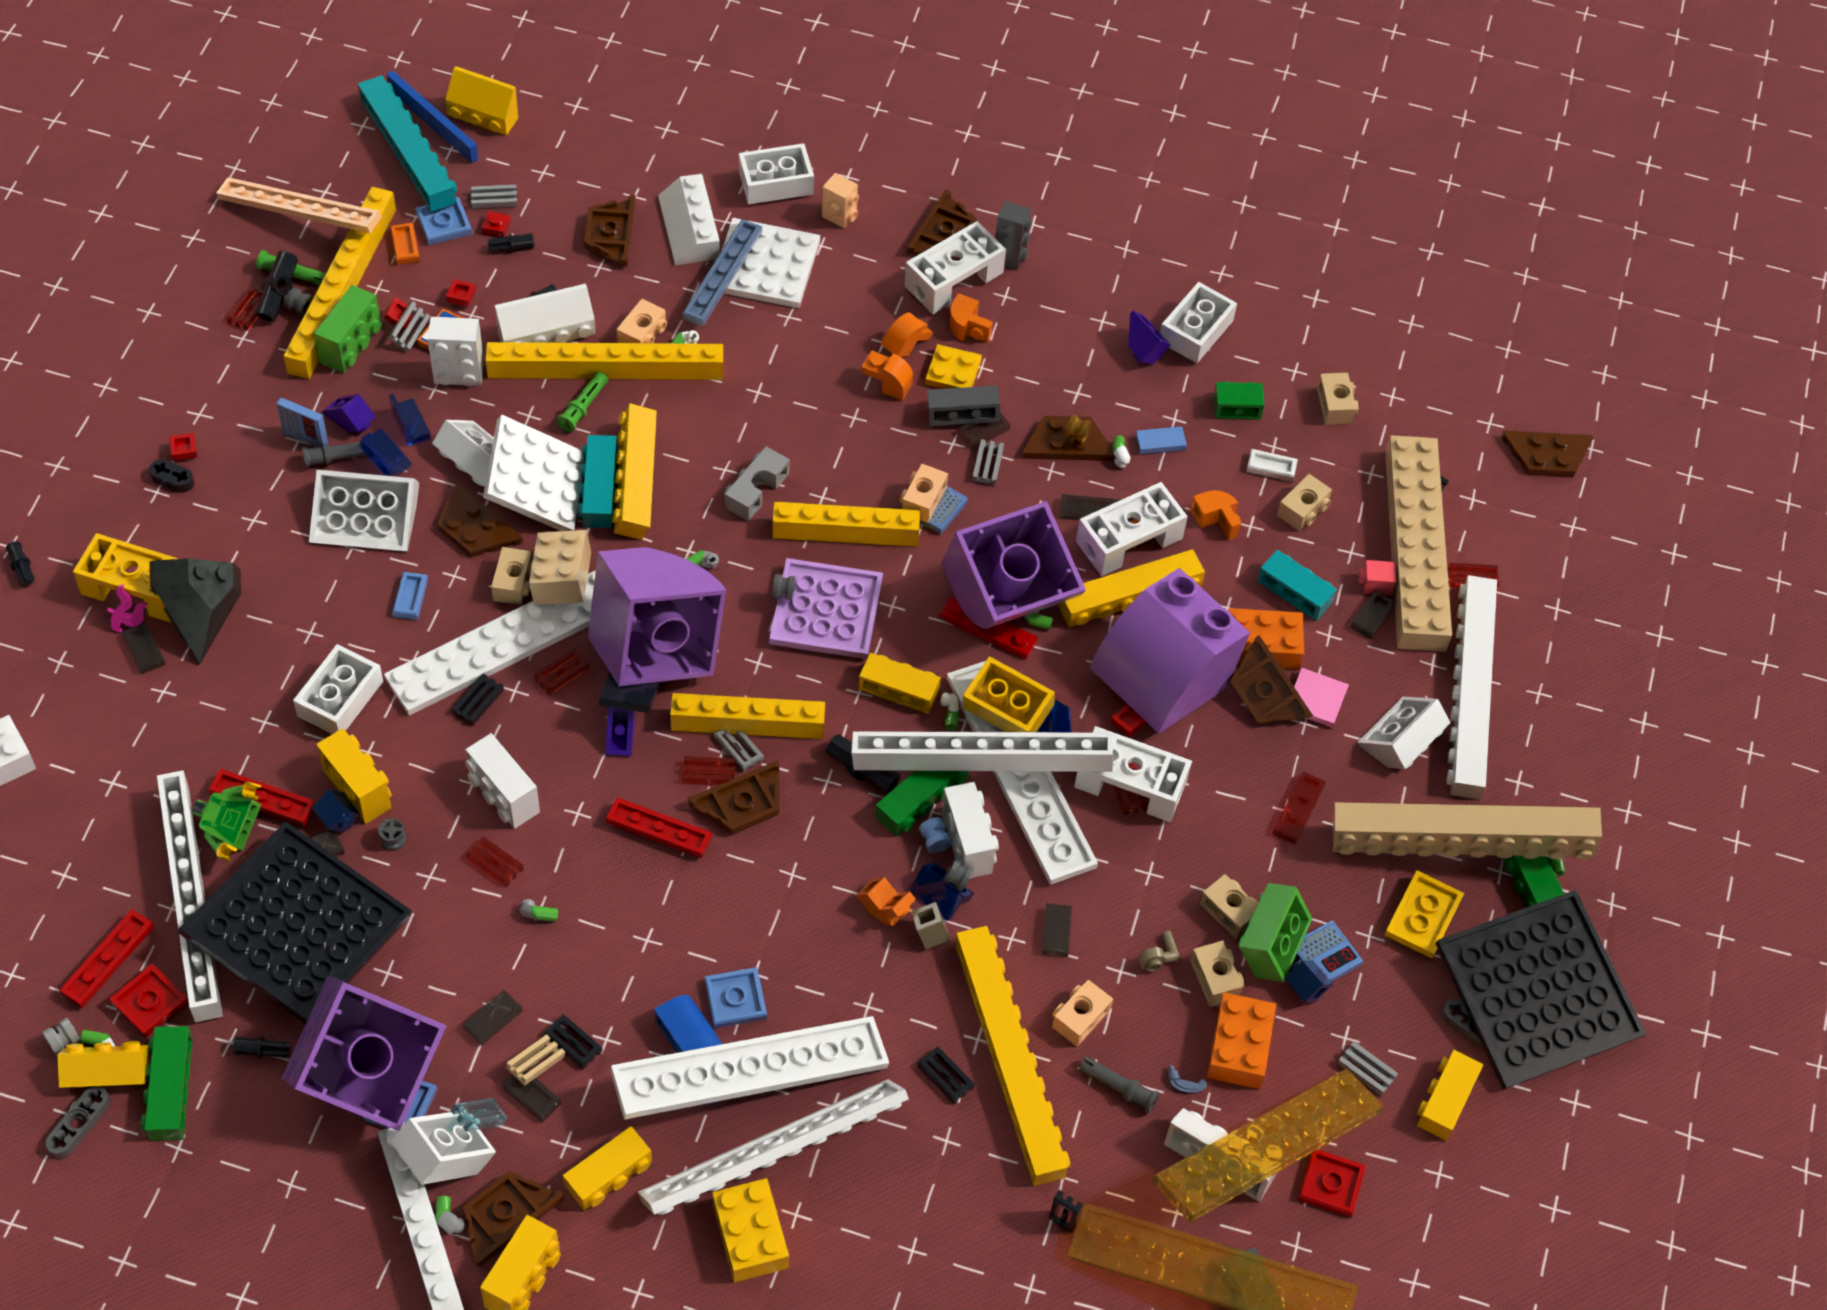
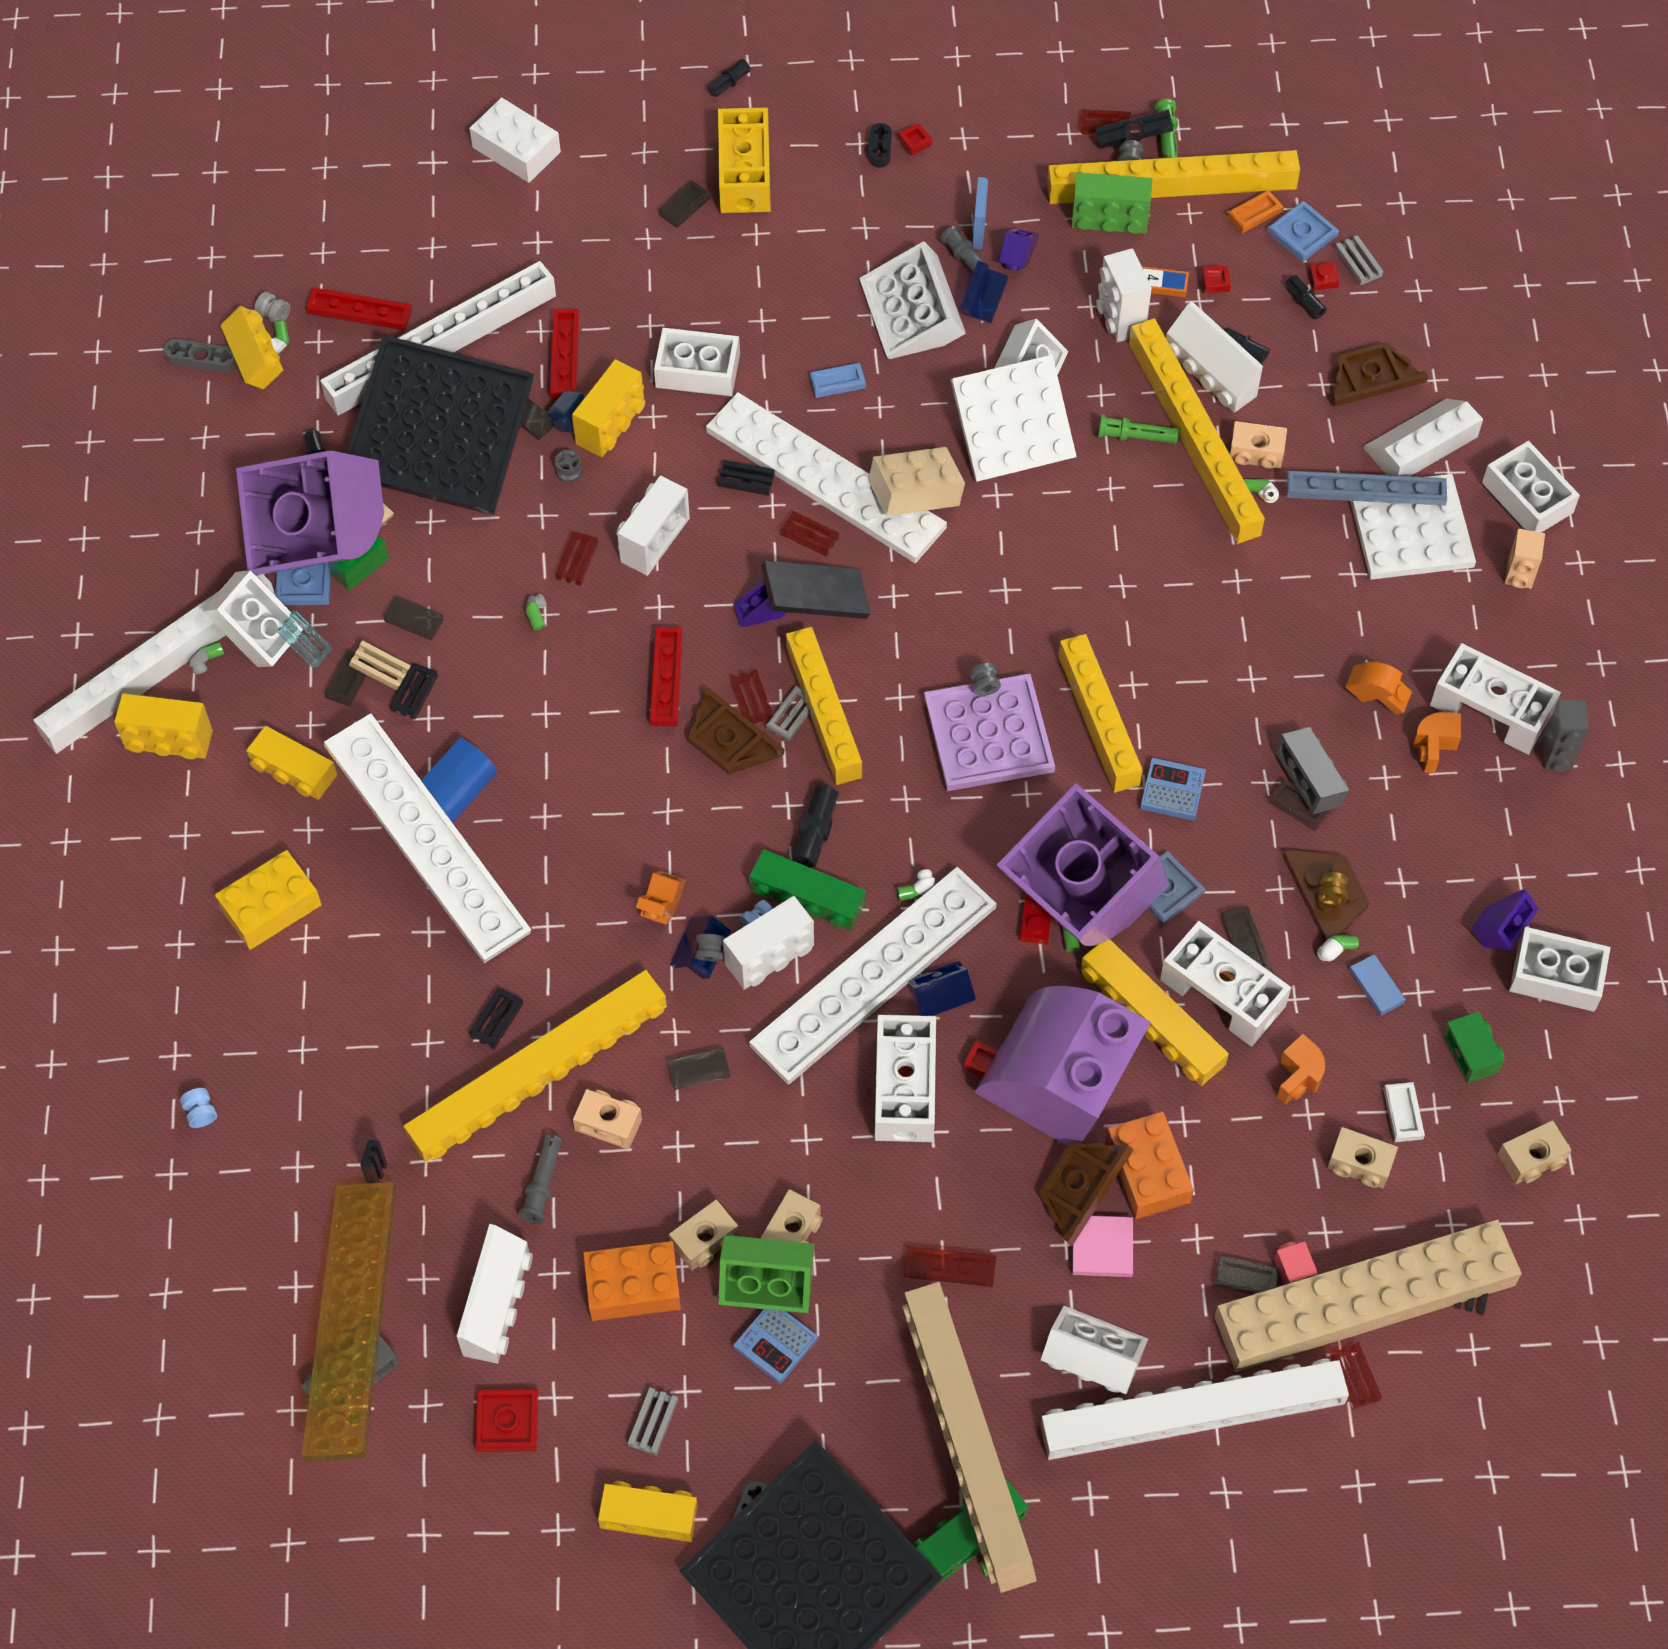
camera: 75 degrees right, 5 degrees up
(128, 618) = (701, 171): dark pink piece -> none
(149, 1000) = (328, 352): red plate -> none
(167, 1084) = (256, 401): green brick -> none
(196, 597) = (740, 214): pearl dark grey wedge -> none
(228, 818) = (523, 336): torso -> none
(299, 205) = (1238, 104): light nougat plate -> none
(394, 311) = (1160, 238): red plate -> none
(407, 143) = (1377, 159): teal brick -> none
(409, 420) = (1037, 296): clear blue panel -> none
(417, 314) = (1172, 253): light grey tile -> none
(433, 117) = (1427, 168): blue tile -> none
(474, 525) = (935, 401): reddish brown wing -> none
(481, 101) = (1466, 198): yellow slope -> none
(500, 1210) = (227, 698): reddish brown wing -> none
(508, 588) = (892, 441): tan brick -> none
(599, 481) = (1044, 479): teal brick -> none
(634, 471) = (1069, 503): yellow brick -> none
(654, 616) = (870, 565): medium lavender brick -> none
(704, 559) = (997, 602): light grey arm -> none
(735, 997) = (511, 807): medium blue tile -> none
(766, 1149) = (357, 888): white plate -> none
(767, 469) = (1093, 607): light grey arch -> none
(892, 371) = (1315, 686): orange brick -> none
(899, 682) = (928, 827): yellow brick -> none
(930, 925) = (647, 945): dark tan brick -> none
(932, 483) = (1160, 777): light nougat brick -> none
(942, 222) = (1566, 672): reddish brown wing -> none
(952, 368) = (1364, 749): yellow plate -> none
(983, 751) = (851, 918): white brick -> none
(990, 447) = (1253, 818): light grey tile -> none
(1008, 698) = (935, 926): yellow brick -> none
(1153, 958) = (697, 1169): dark tan plate -> none
(1183, 1085) = (566, 1244): sand blue piece -> none
(1267, 1145) = (503, 1329): clear yellow plate -> none
(1297, 585) = (1243, 1181): teal brick -> none
(1308, 980) = (728, 1328): dark blue brick -> none
(1424, 914) = (865, 1431): yellow plate -> none
(1548, 452) = (1589, 1421): reddish brown wing -> none

